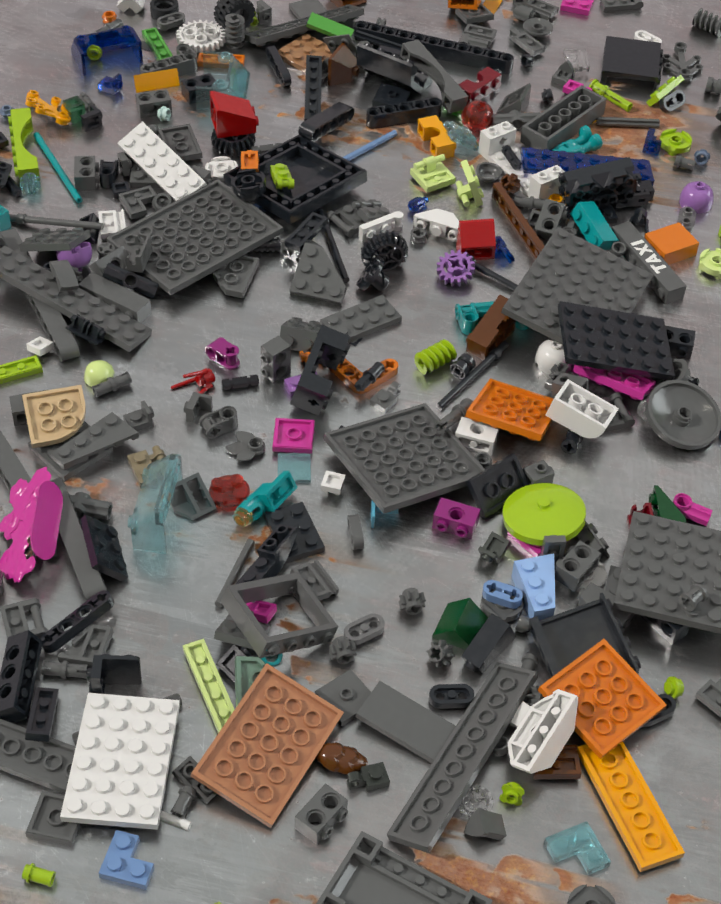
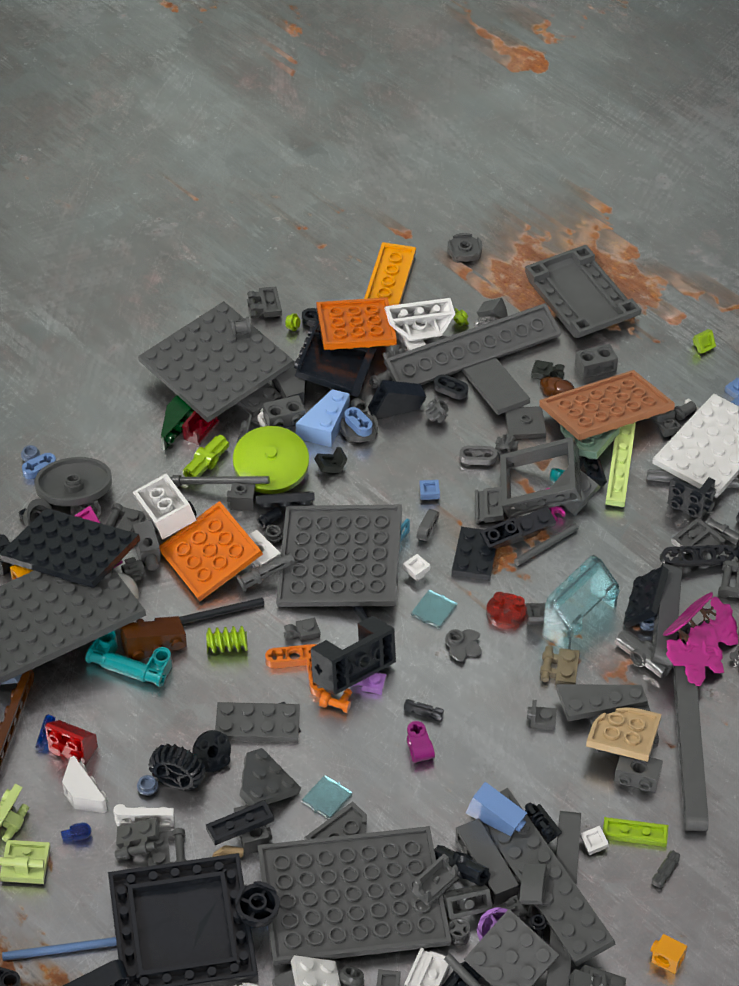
camera: 145 degrees left, 0 degrees up
(98, 372) = (552, 783): yellowish green hair -> none
(111, 384) = (547, 763): dark grey pin -> none
(124, 309) = (496, 810): none -> medium blue slope
(197, 402) = (483, 700): dark grey bracket -> none
(203, 378) = (456, 726): red plant -> none
(220, 422) = (470, 673): dark grey piece -> none
(250, 160) = (221, 959): orange bracket -> none
(265, 499) = (487, 583): teal plate -> none
(267, 297) = (327, 797): none -> clear light blue piece
(275, 359) = (381, 698): dark grey brick -> none
(281, 176) = (202, 922): lime plate -> none
(293, 435) = (416, 631): dark pink plate -> none
(300, 333) = (326, 729): dark grey bracket -> none
(340, 265) = (214, 816): black bar -> none
(369, 376) = (306, 643): black axle -> none
(382, 568) = (429, 489): none -> medium blue plate
(412, 601) = (427, 453): dark grey gear -> none
(418, 236) = (114, 786): dark grey bush -> none
(455, 268) = (119, 723): medium lavender gear -> none
(456, 518) = (338, 492): magenta brick -> none
(460, 623) = (405, 428): dark green slope -> none
(462, 366) = (210, 620): black wheel -> none
(493, 275) = (93, 727): black piece -> none
(554, 544) = (294, 423): dark grey plate -> none
(579, 841) = (440, 282): clear light blue plate -> none
(604, 498) = (206, 457): none -> lime piece
(605, 467) = (178, 480): none -> dark grey bar
(692, 510) = (151, 418): dark pink piece -> none

